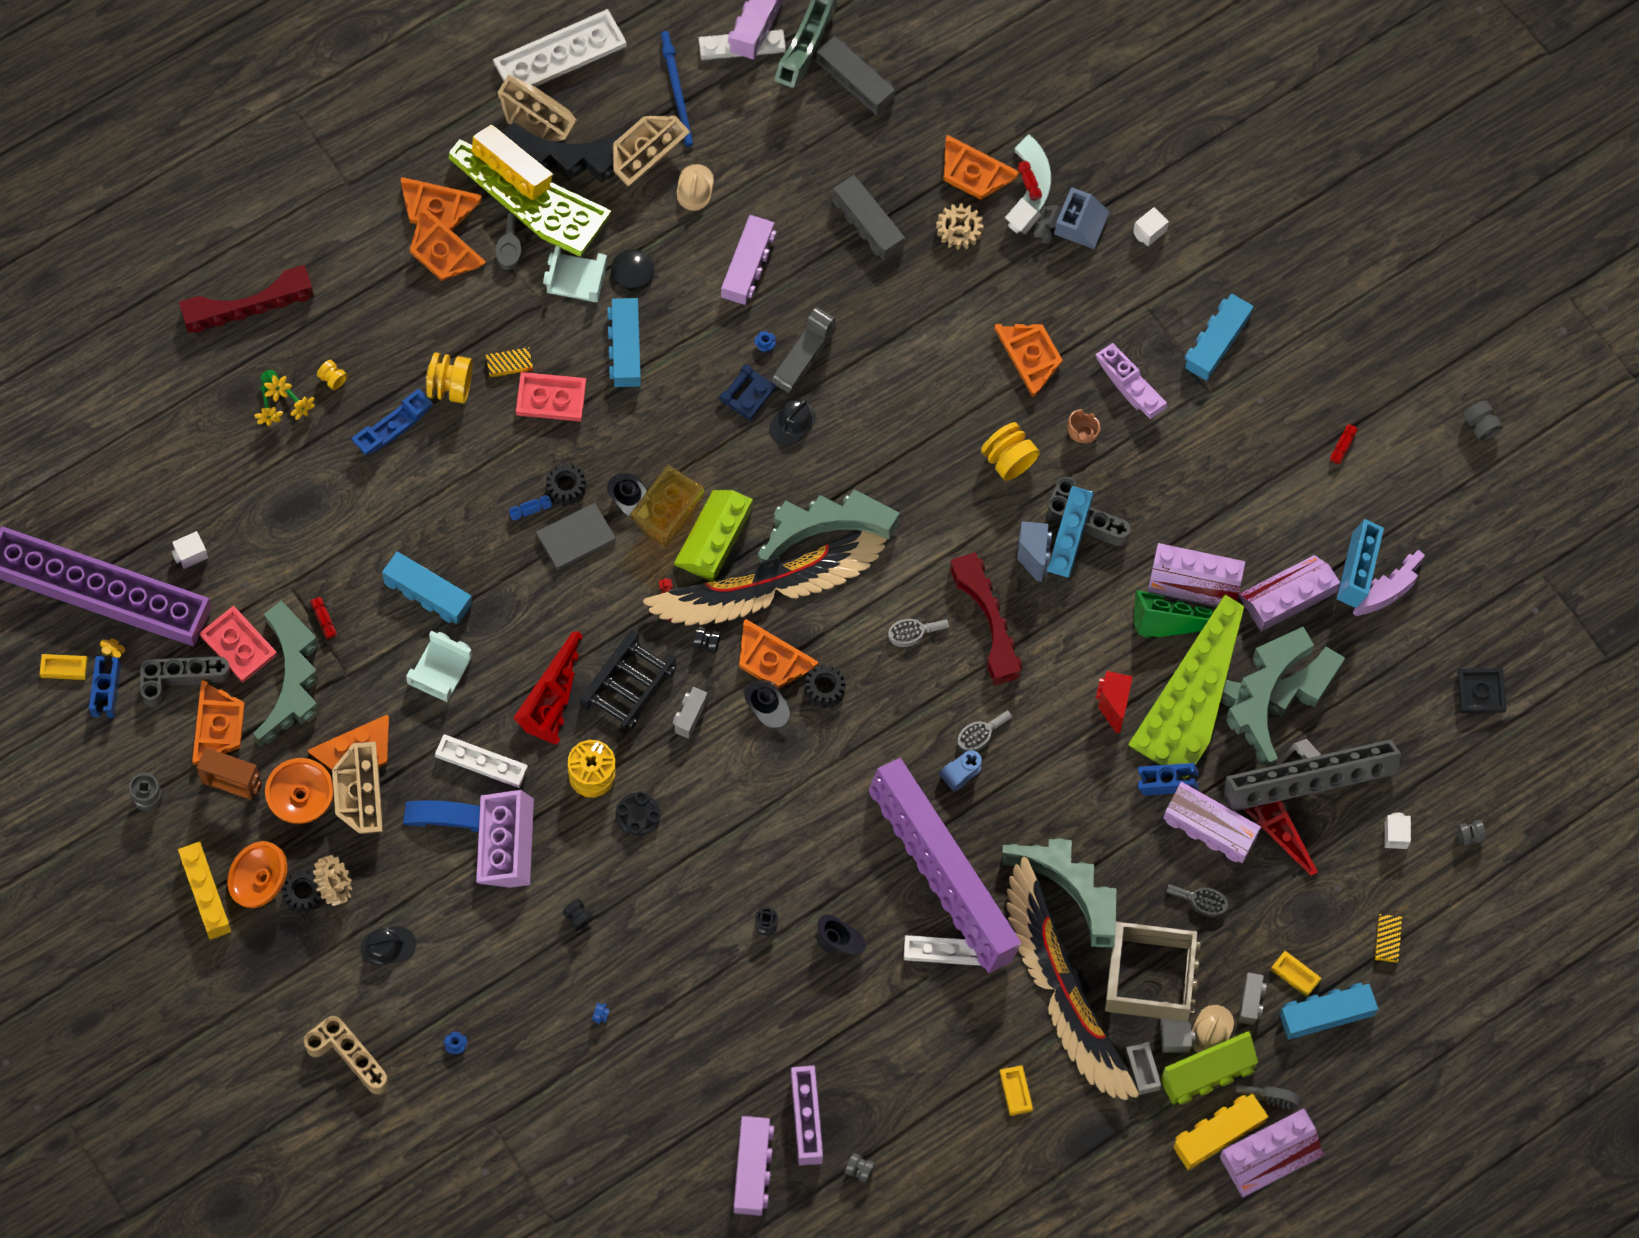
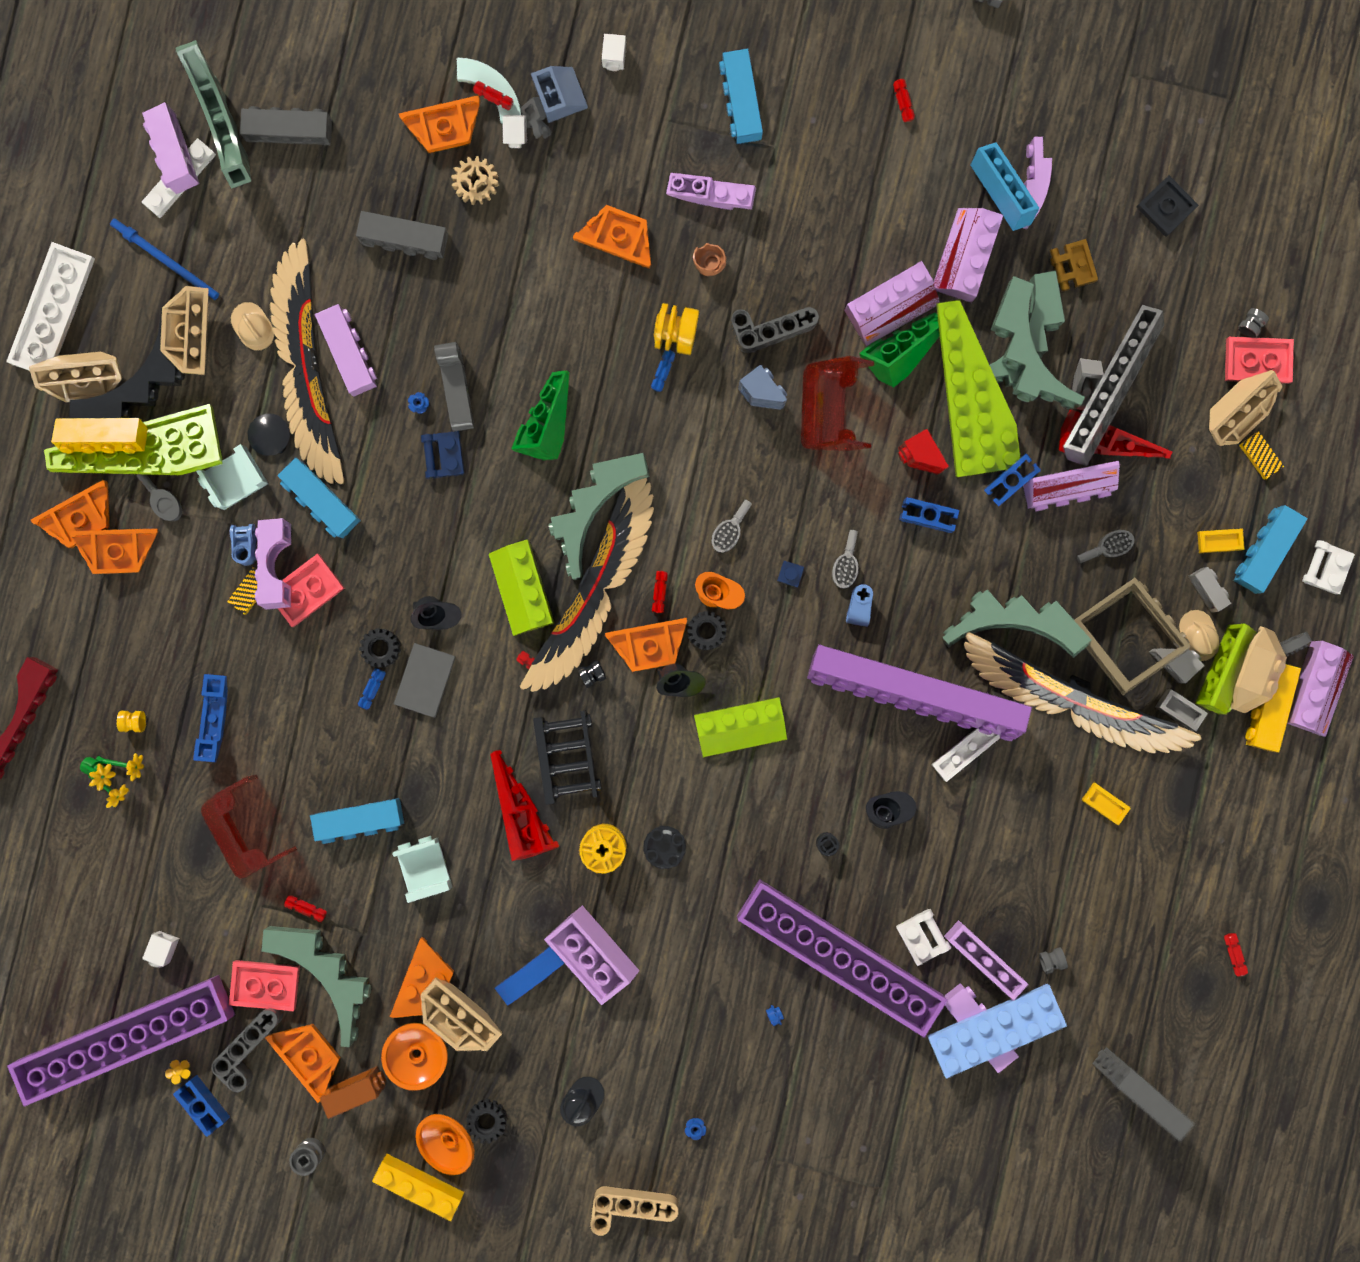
camera: 35 degrees left, 20 degrees up
(63, 667) = (157, 1115): yellow tile -> none
(314, 541) = (239, 858): none -> clear red windscreen
(332, 880) = (501, 1100): tan gear -> none
(449, 377) = (218, 648): yellow wheel -> none
(481, 761) = (519, 911): white plate -> none
(539, 322) = (243, 539): none -> medium blue piece
(564, 339) = (272, 538): none -> lavender arch
(579, 916) = (692, 960): black wheel -> none
(667, 505) = (469, 599): clear yellow slope -> none
(690, 259) = (303, 384): none -> piece
(693, 706) = (628, 731): light grey piece -> none
(695, 1012) = (842, 958): none -> medium lavender brick
(764, 1171) = (997, 1030): none -> light blue plate
(766, 1059) = (916, 939): none -> white plate
(783, 776) = (741, 727): none -> lime slope
(792, 422) = (495, 448): black piece -> none
(816, 628) = (659, 592): none -> red axle
(842, 440) = (545, 429): none -> green wedge
(861, 662) = (719, 591): none -> orange piece
(929, 703) = (790, 574): none -> dark blue plate
(970, 578) = (734, 452): dark red arch -> none
(973, 475) = (663, 370): none -> blue axle
(1070, 531) = (778, 352): dark azure brick -> none
(1077, 603) = (825, 404): none -> clear red windscreen
(1079, 742) = (936, 509): none -> blue piece
(1228, 1084) = (1259, 672): none -> tan wedge
(1367, 1076) = (1334, 569): none -> white plate
(1372, 674) = (1079, 262): none -> pearl gold plate
(1397, 831) = (1201, 369): white brick -> none
(1402, 888) = (1243, 408): none -> tan wedge
(1451, 864) = (1258, 355): none -> coral plate

